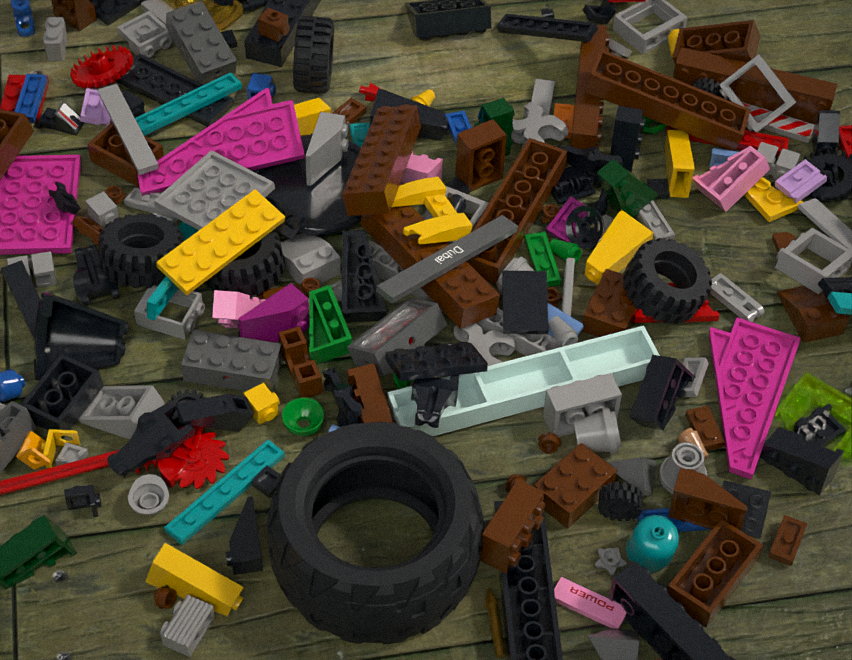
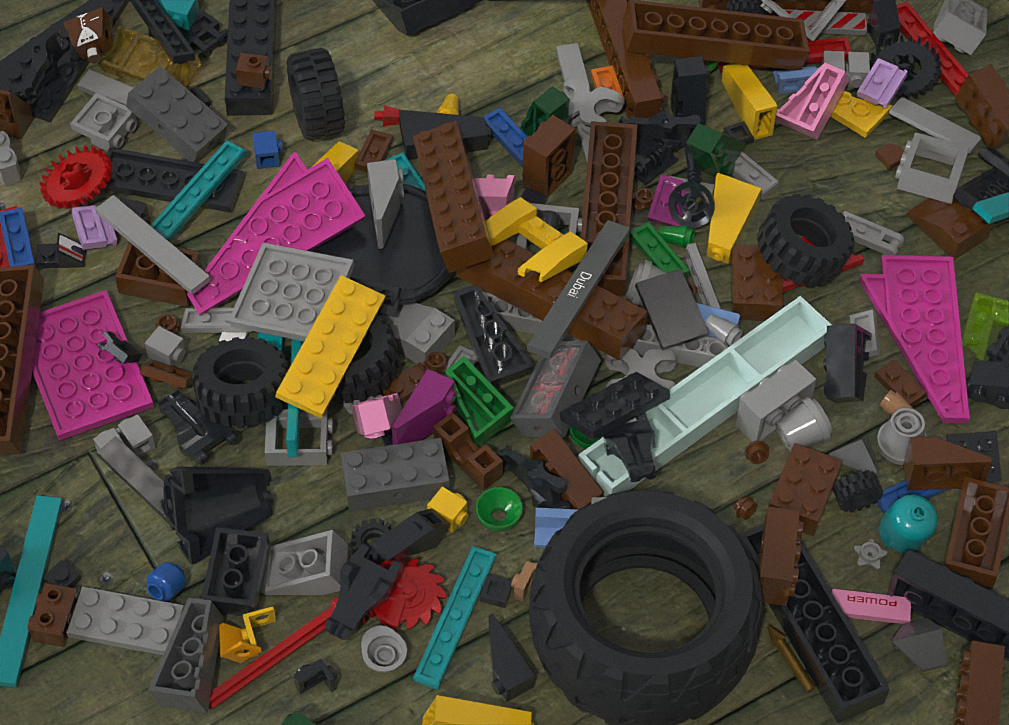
camera: 20 degrees left, 5 degrees up
(71, 453) = (273, 633): light grey tile -> none

